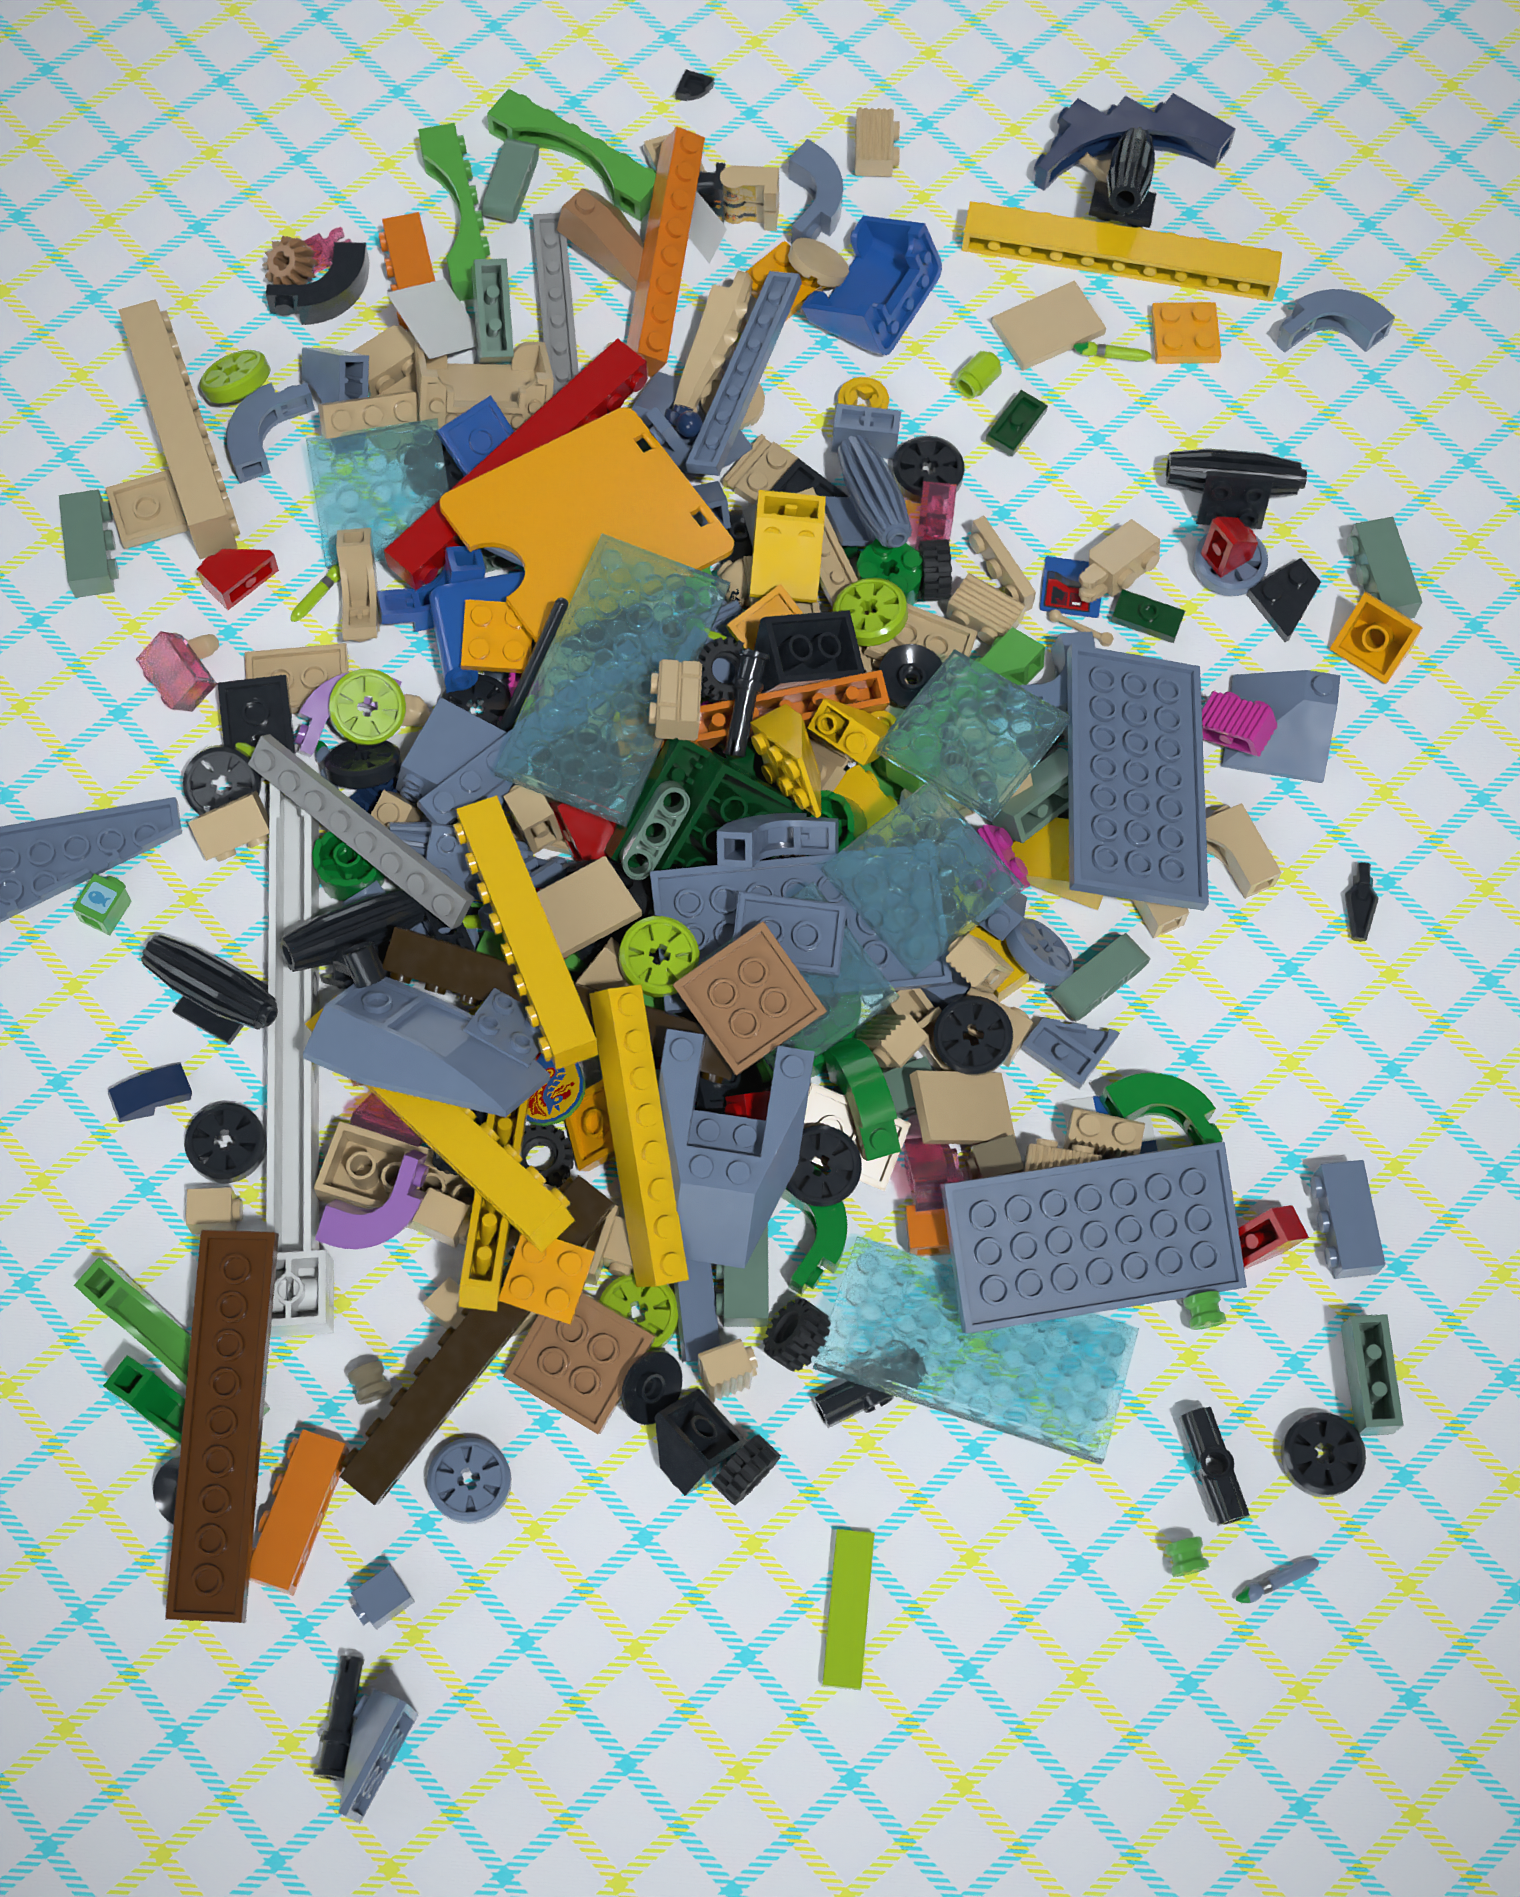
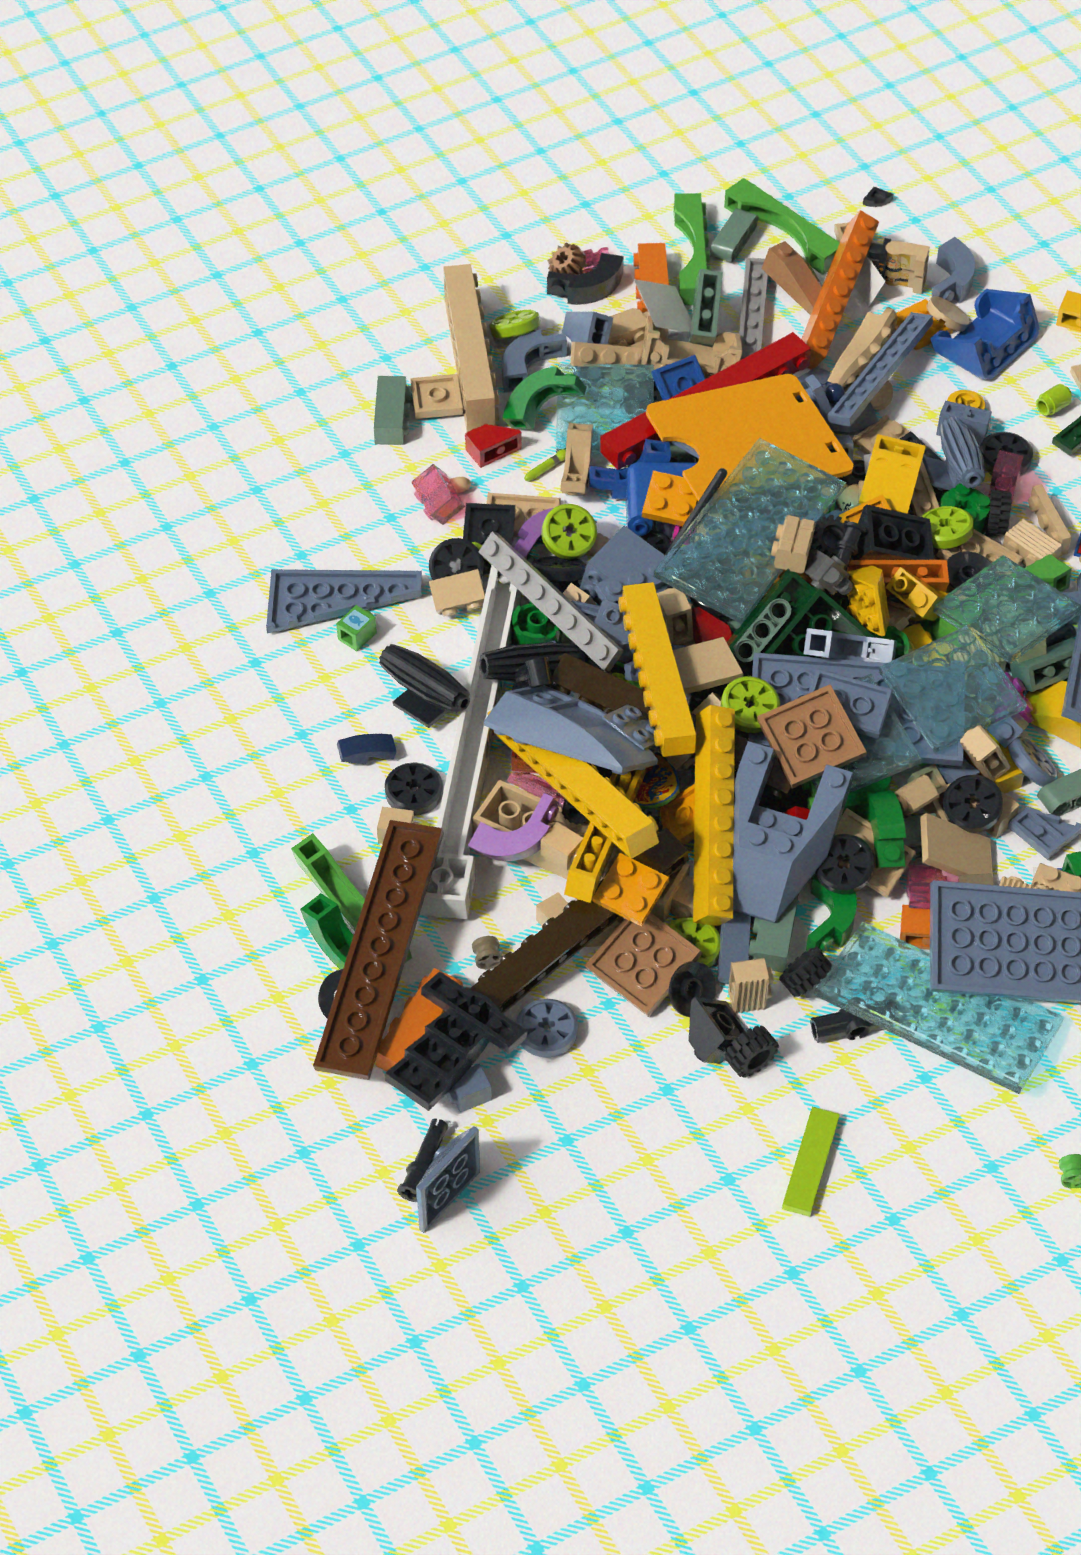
camera: 15 degrees right, 15 degrees down
(280, 487) = (534, 391): none -> green arch
(345, 1549) = (451, 1041): none -> black slope
(729, 734) = (827, 573): none -> dark grey hinge
(875, 142) = (1003, 247): tan brick -> none

